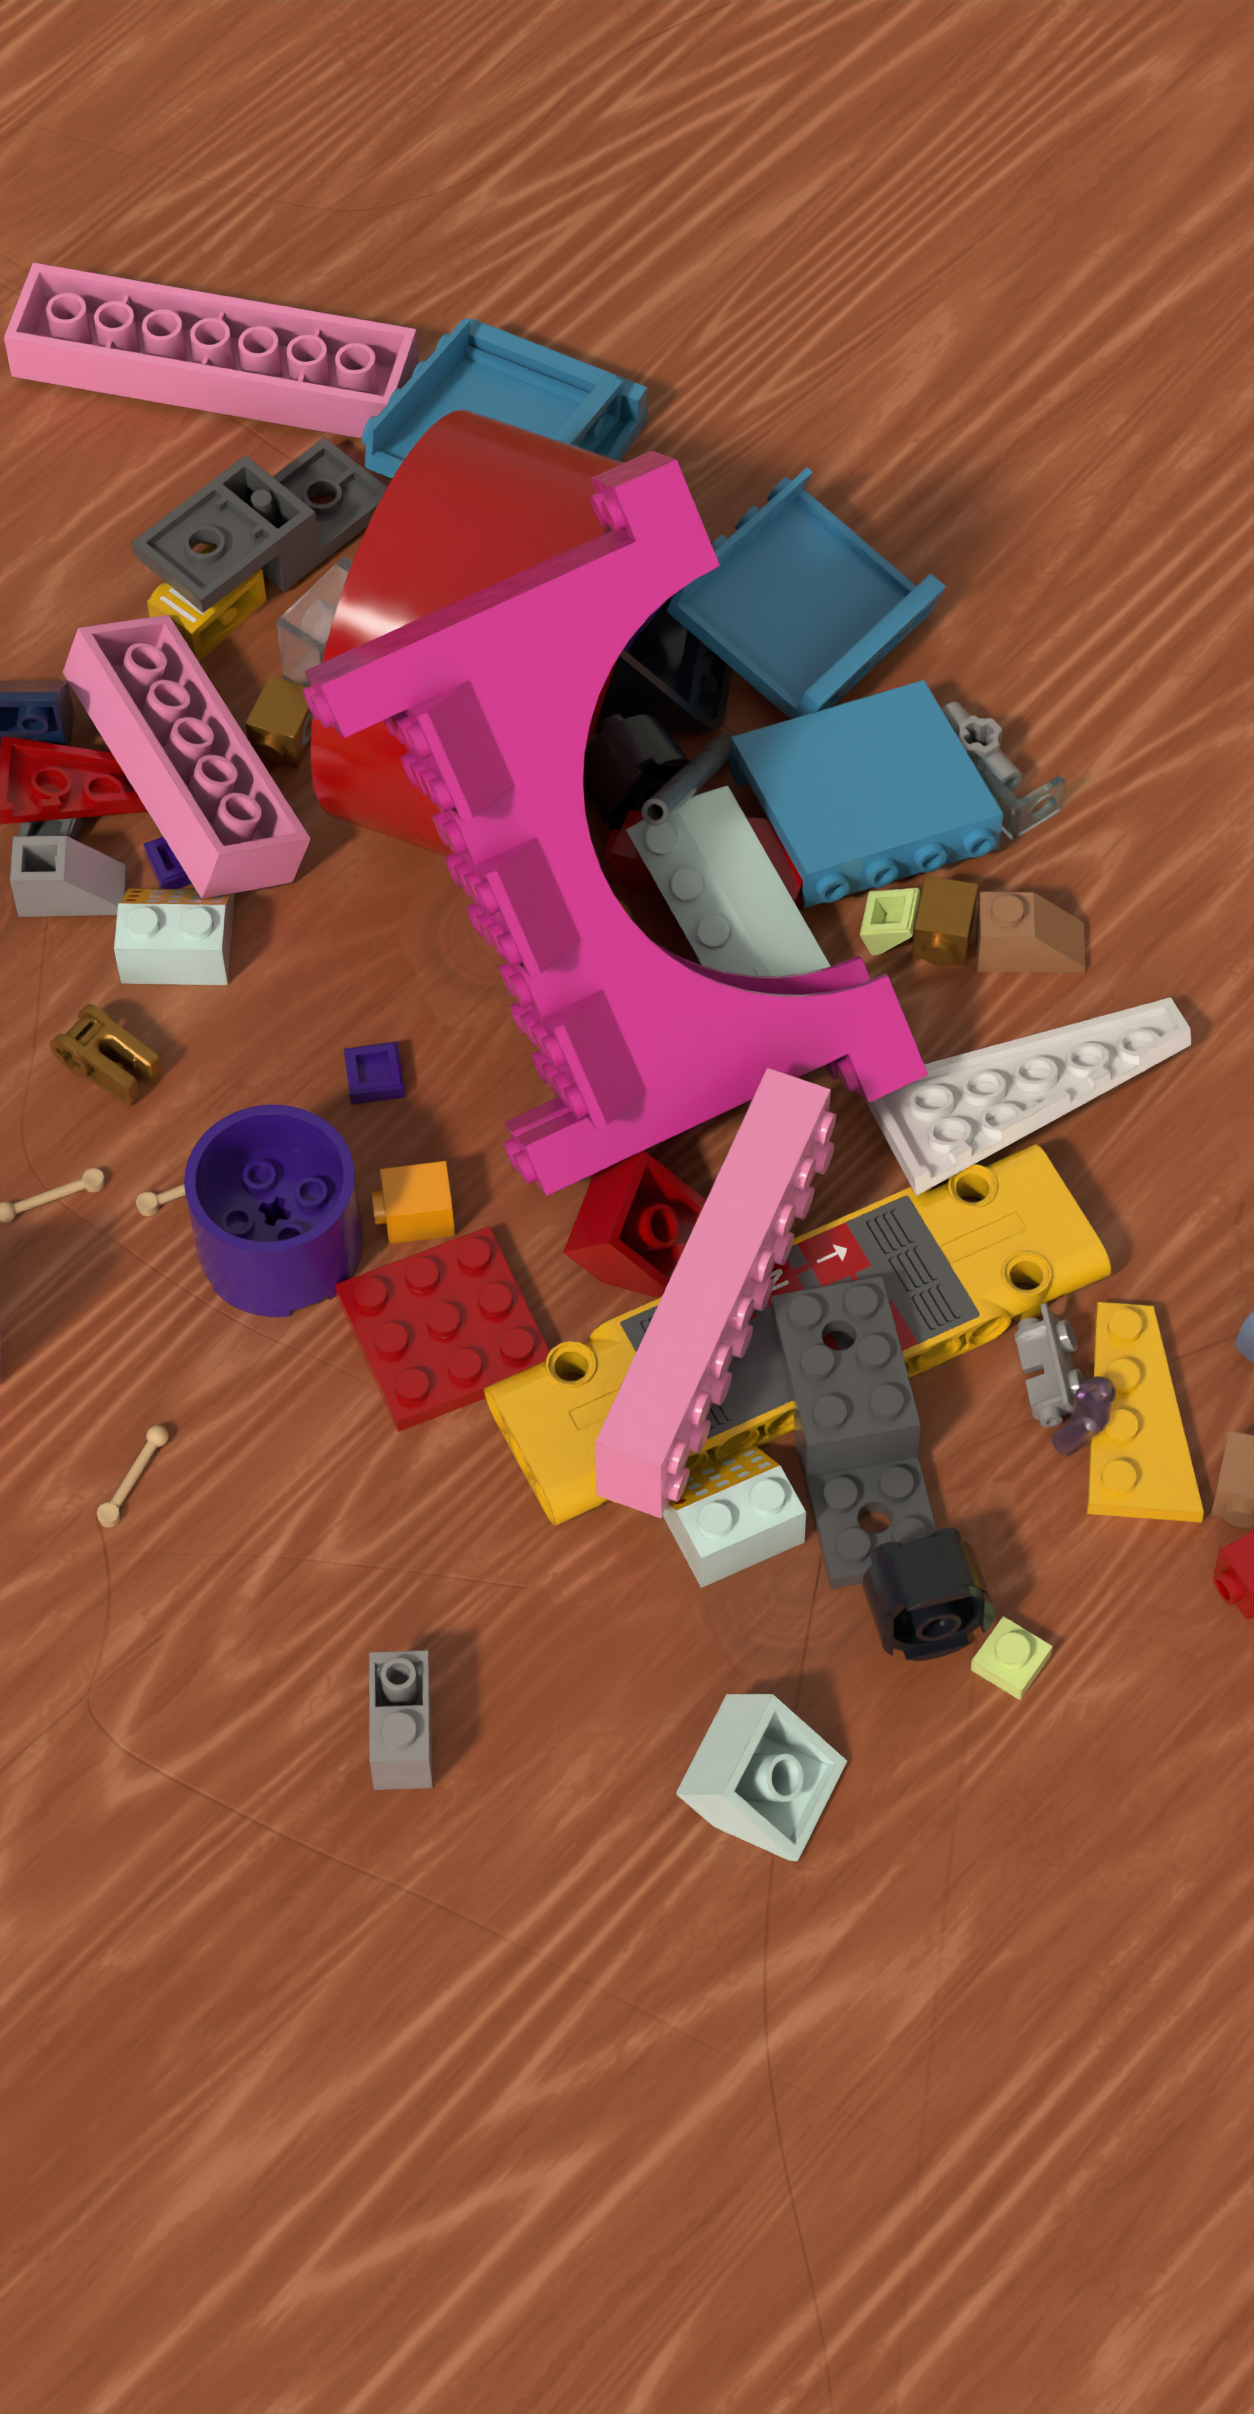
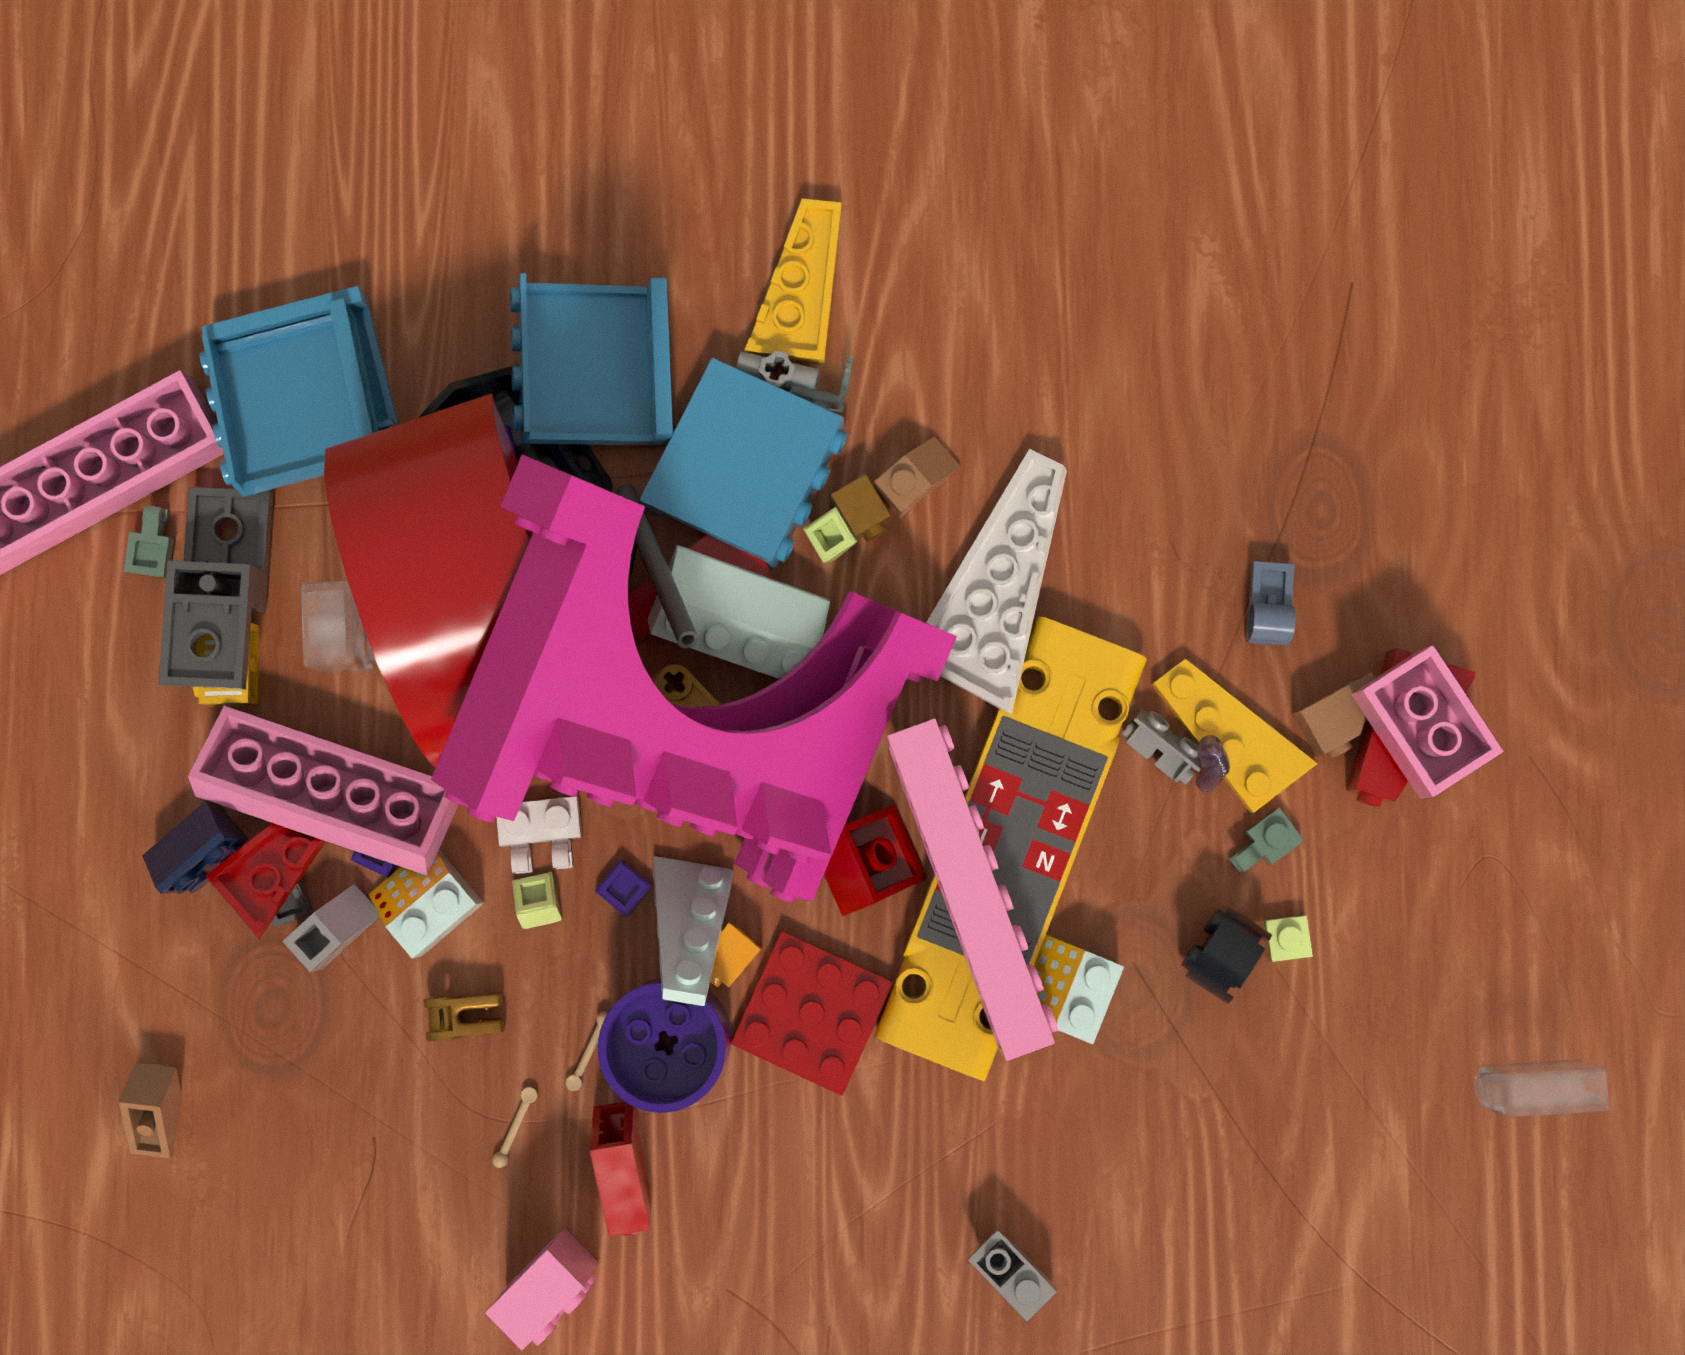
camera: 40 degrees left, 25 degrees up
(108, 1513) = (734, 1284): tan hinge -> none
(109, 1302) = (620, 1169): none -> slope
(260, 446) = (150, 550): none -> sand green plate
(278, 1019) = (536, 900): none -> yellowish green slope
(280, 723) = (355, 709): pearl gold brick -> none
(350, 950) = (540, 822): none -> white plate
(405, 1122) = (689, 924): none -> light aqua wing
(762, 1774) = (1223, 1130): light aqua slope -> none
(852, 1422) = (1100, 885): dark grey bracket -> none
(1078, 699) = (801, 288): none -> yellow wing
(1082, 1546) = (1269, 838): none -> sand green plate
(1152, 2005) = (1542, 1088): none -> clear brick

